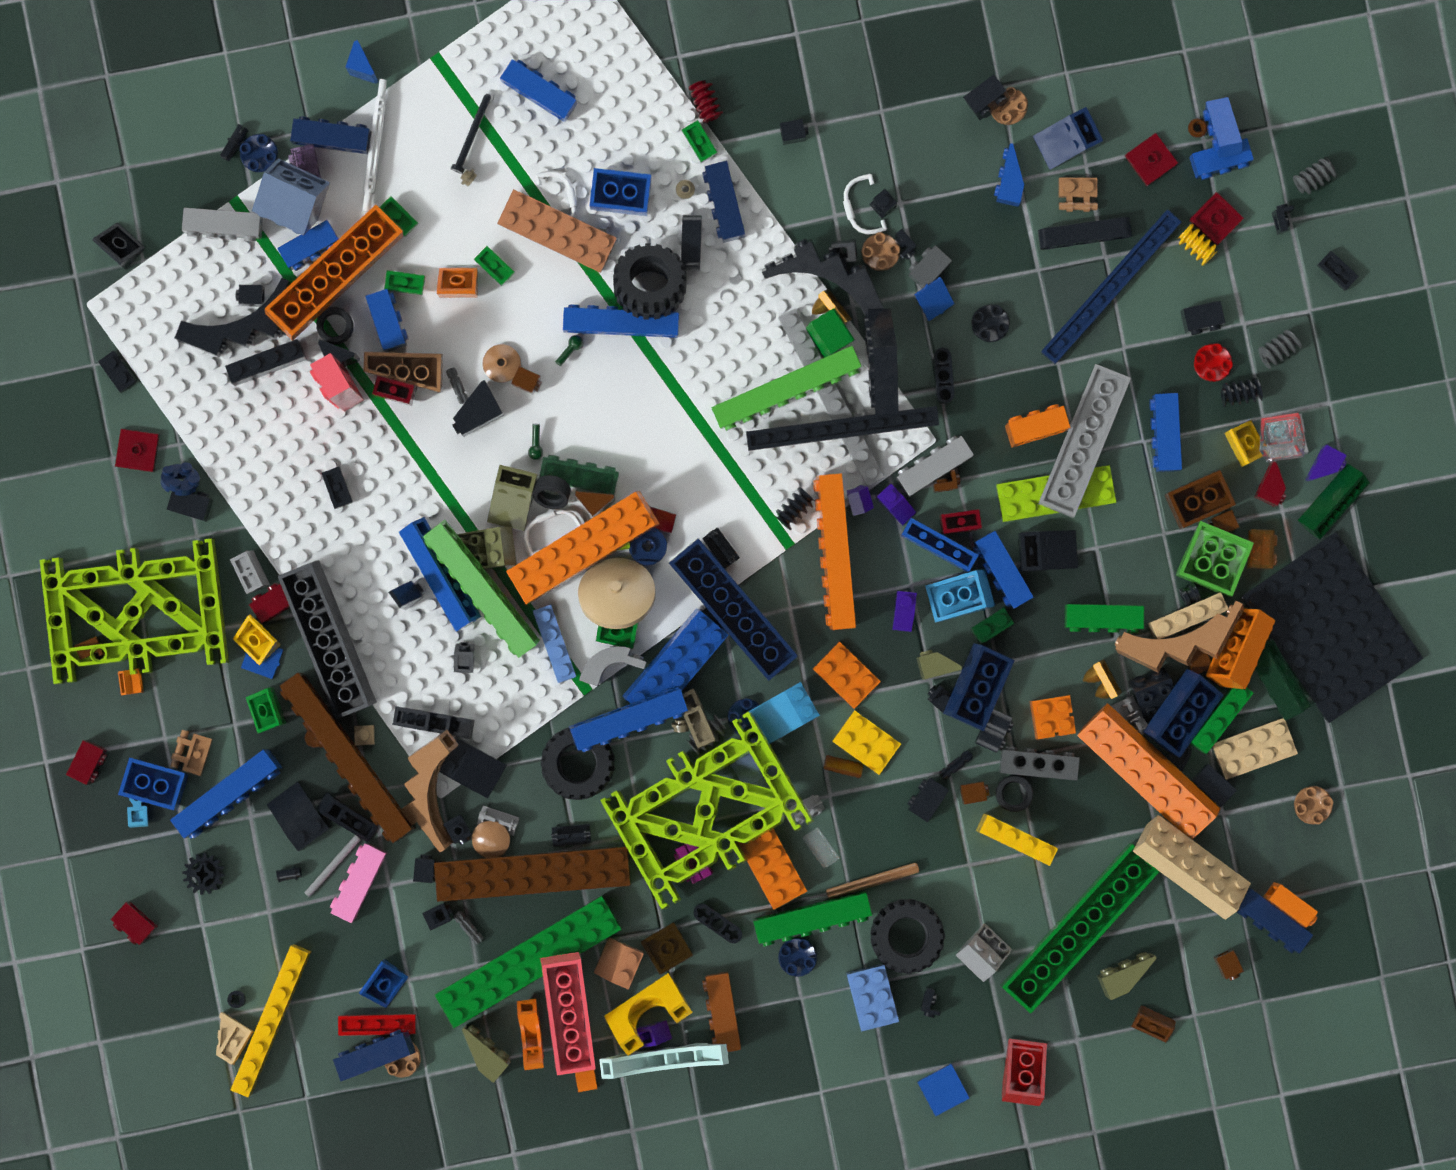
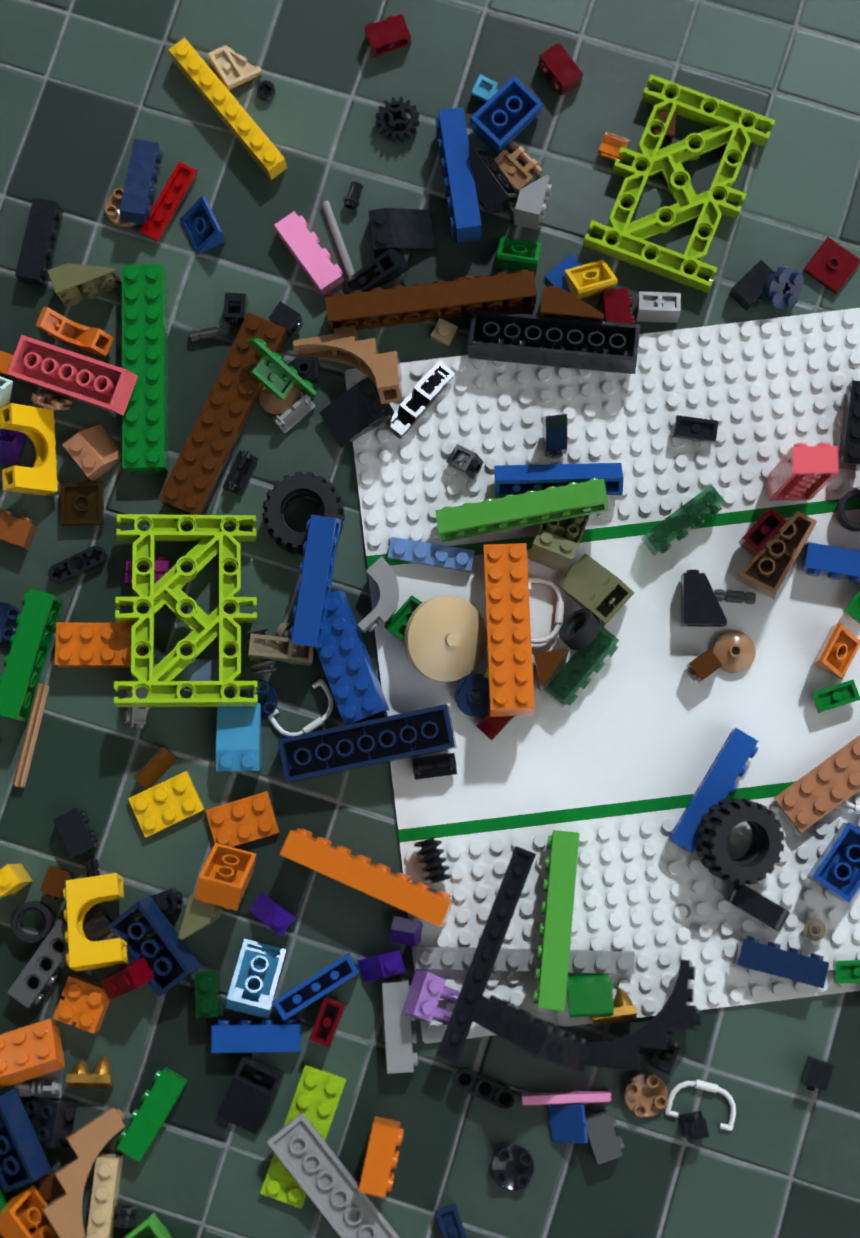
camera: 125 degrees right, 5 degrees down
(219, 762) = (491, 182): none -> black slope
(220, 721) = (533, 203): none -> light grey slope
(293, 647) = (560, 303): none -> reddish brown slope
(344, 356) = (827, 495): black slope -> none
(418, 458) = (683, 519): none -> clear green brick
(469, 1112) = (39, 241): none -> black brick
(477, 848) = (275, 374): none -> green bracket
(535, 451) = (629, 637): dark green bar -> none
(574, 343) = (715, 734): dark green bar -> none
(599, 1020) = (47, 401): none -> medium nougat dish
(741, 661) = (313, 725): none -> white piece
(821, 847) = (91, 703): clear slope -> none
(895, 660) = (225, 876): none -> orange brick
(900, 458) = (424, 997): none -> medium lavender brick
(904, 240) = (643, 1126): black bracket -> none
(916, 310) = (566, 1097): none -> bright pink tile
(943, 484) = (374, 1026): reddish brown bracket -> none
(972, 764) = (80, 897): none -> yellow arch
(1014, 692) = (126, 979): none -> dark red brick

